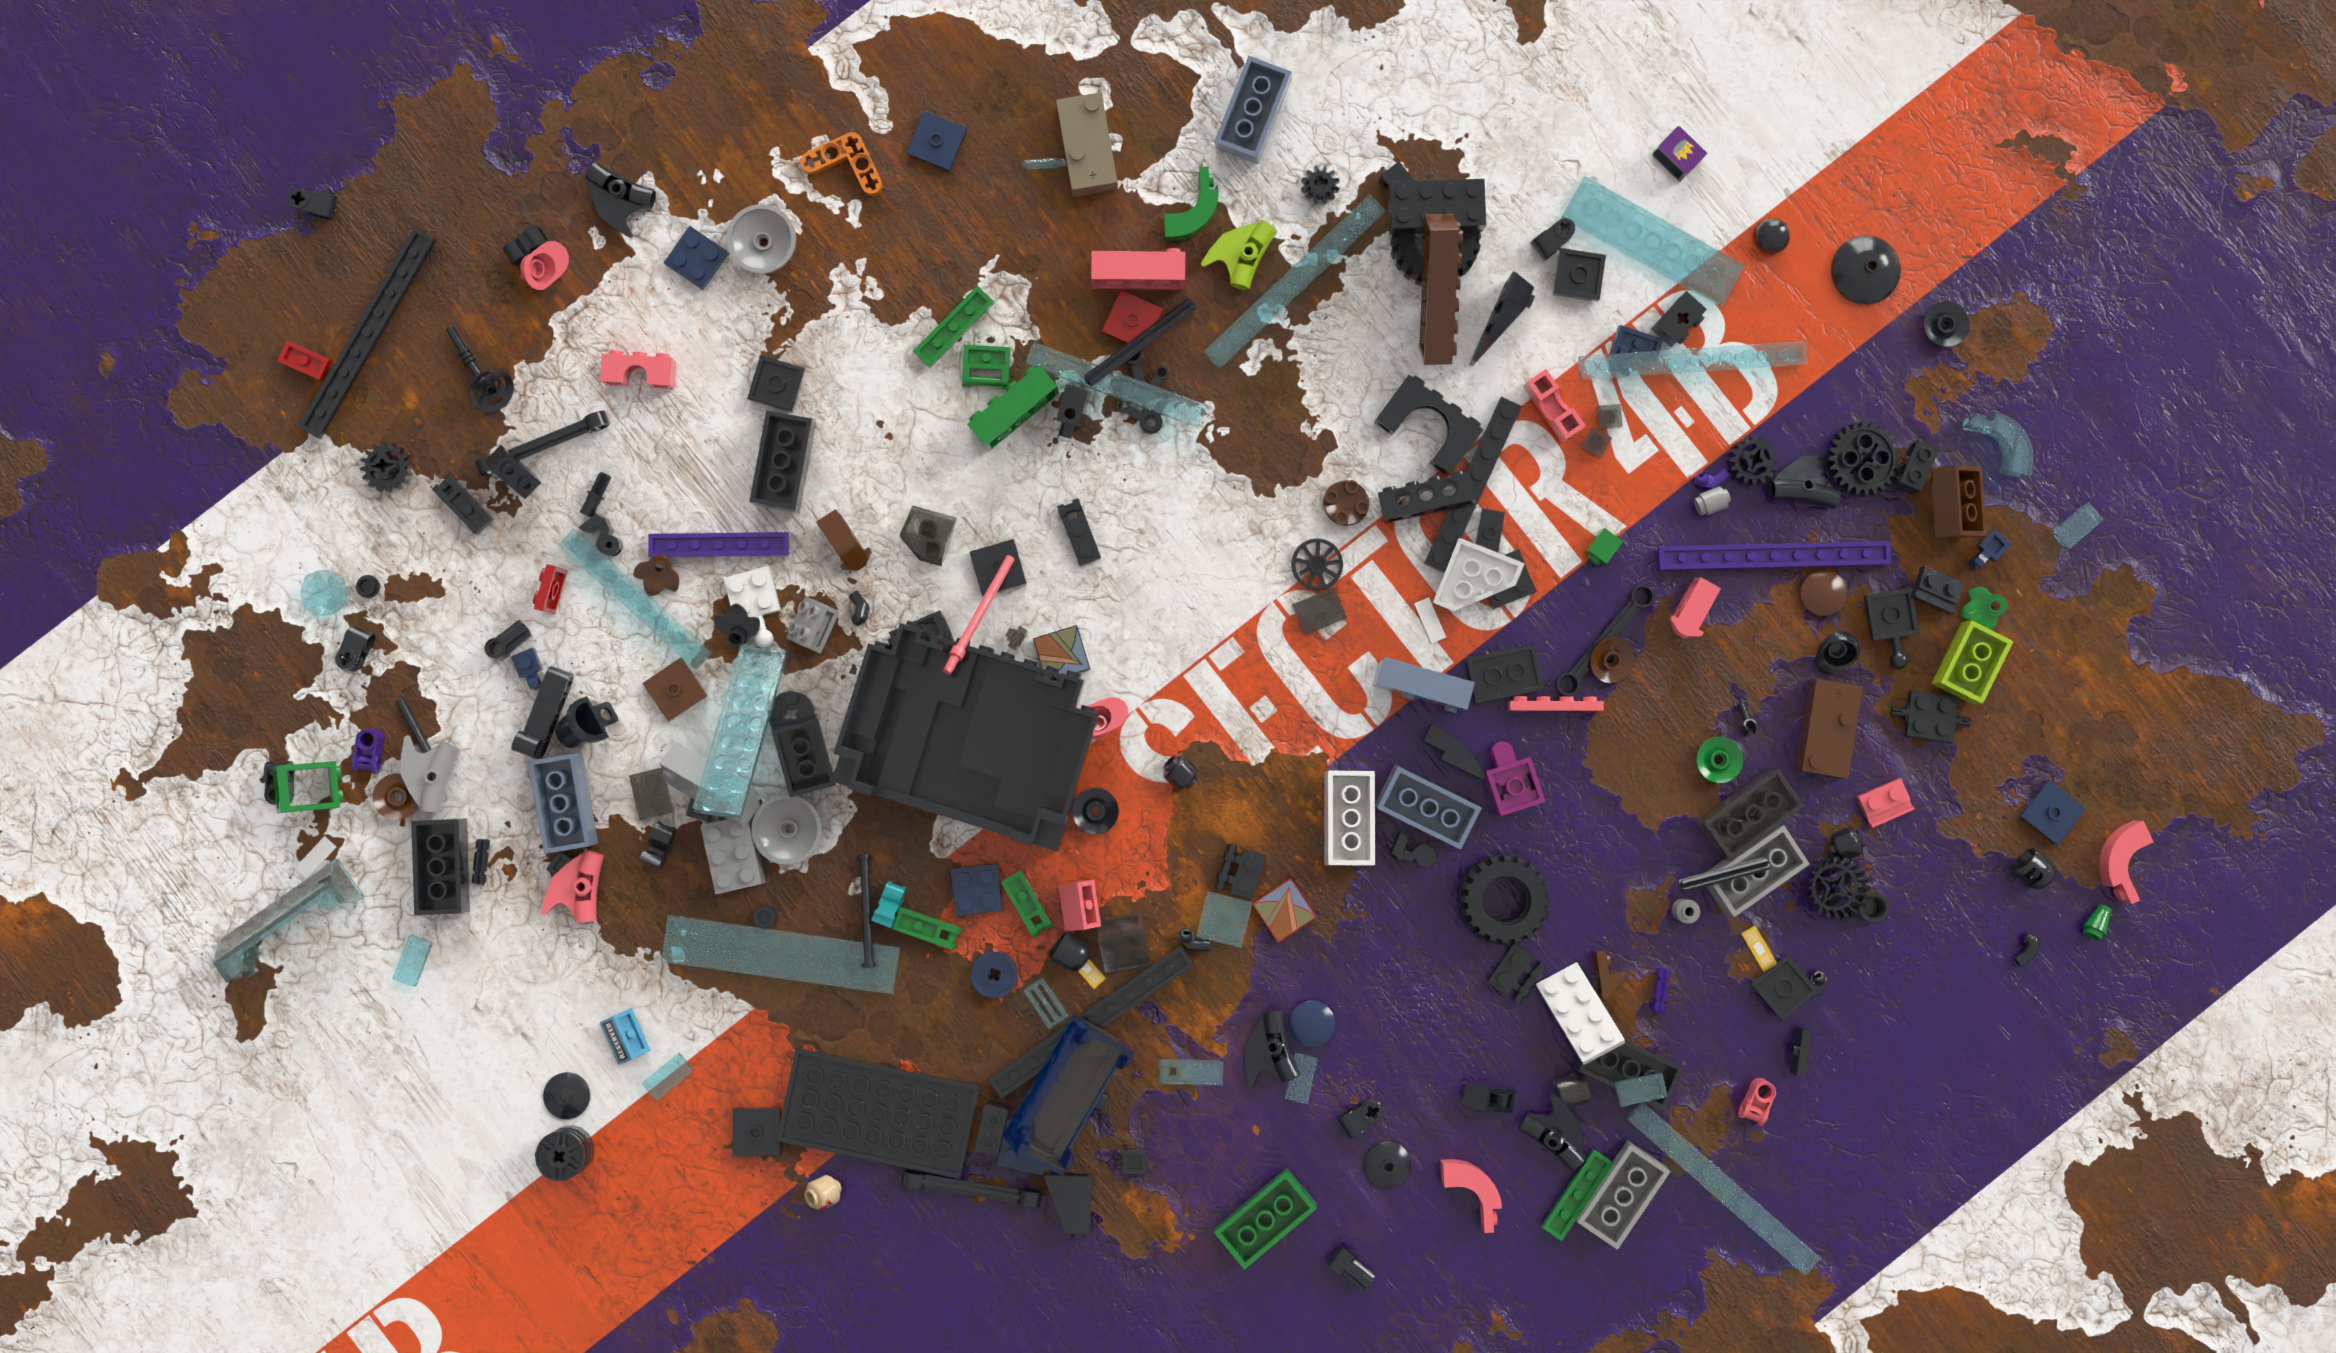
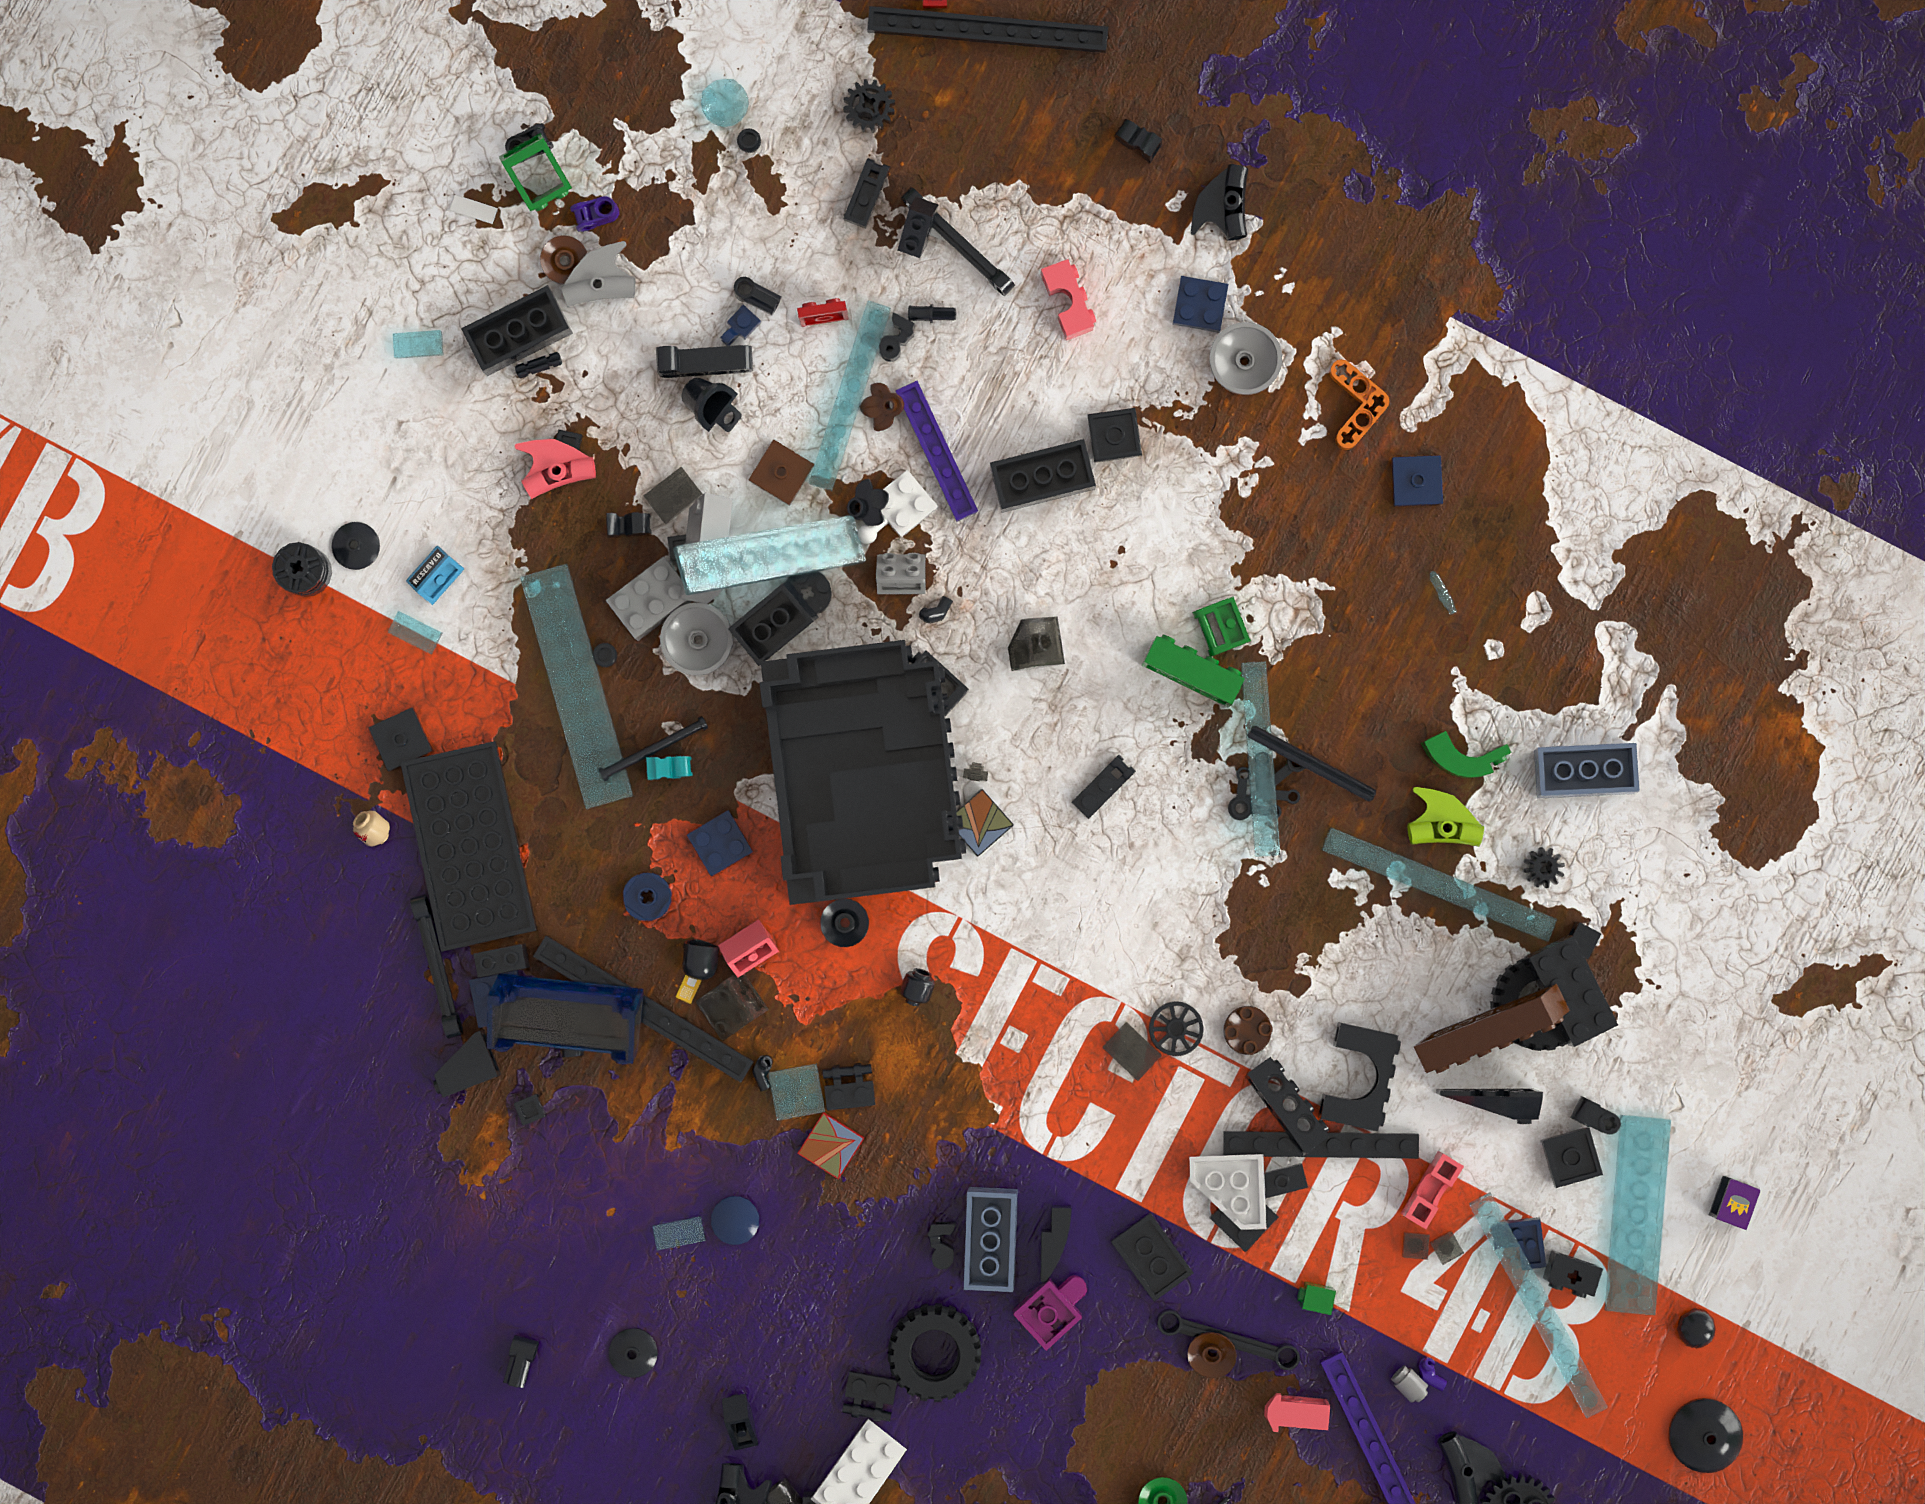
camera: 80 degrees right, 0 degrees up
(238, 949) = (452, 234): clear light blue windscreen -> none
(356, 646) = (687, 155): black piece -> none
(413, 725) = (637, 243): black bar -> none
(480, 382) = (989, 159): black dish -> none
(544, 265) = (1127, 165): coral piece -> none
(563, 802) = (627, 417): sand blue brick -> none
(844, 541) = (993, 568): reddish brown piece -> none
(926, 928) = (662, 812): green plate -> none
(953, 327) = (1245, 578): green plate -> none
(958, 651) = (936, 726): coral bar -> none
(989, 560) = (1034, 724): black plate -> none
(1026, 903) = (728, 896): green plate -> none
(1034, 986) = (631, 975): clear light blue tile -> none
(1073, 398) = (1229, 727): black torso -> none
(1087, 144) = (1479, 626): dark tan brick -> none
(1111, 714) = (944, 897): coral piece -> none
(1130, 317) = (1332, 743): red plate -> none
(1138, 270) = (1380, 731): coral brick -> none
(1191, 1072) = (638, 1125): clear light blue plate -> none
(1261, 1050) = (685, 1185): black pin -> none
(1265, 1218) = (531, 1258): green brick -> none
(1349, 818) = (946, 1169): white brick -> none
(1357, 1121) = (663, 1303): black piece -> none
(1423, 684) = (1106, 1183): sand blue brick -> none
(1430, 620) = (1171, 1161): white sticker -> none
(1464, 1174) = (657, 1434): coral arch -> none
(1564, 704) = (1149, 1328): coral plate -> none
(1605, 980) = (901, 1485): reddish brown slope -> none
(1762, 463) = (1467, 1396): black gear -> none

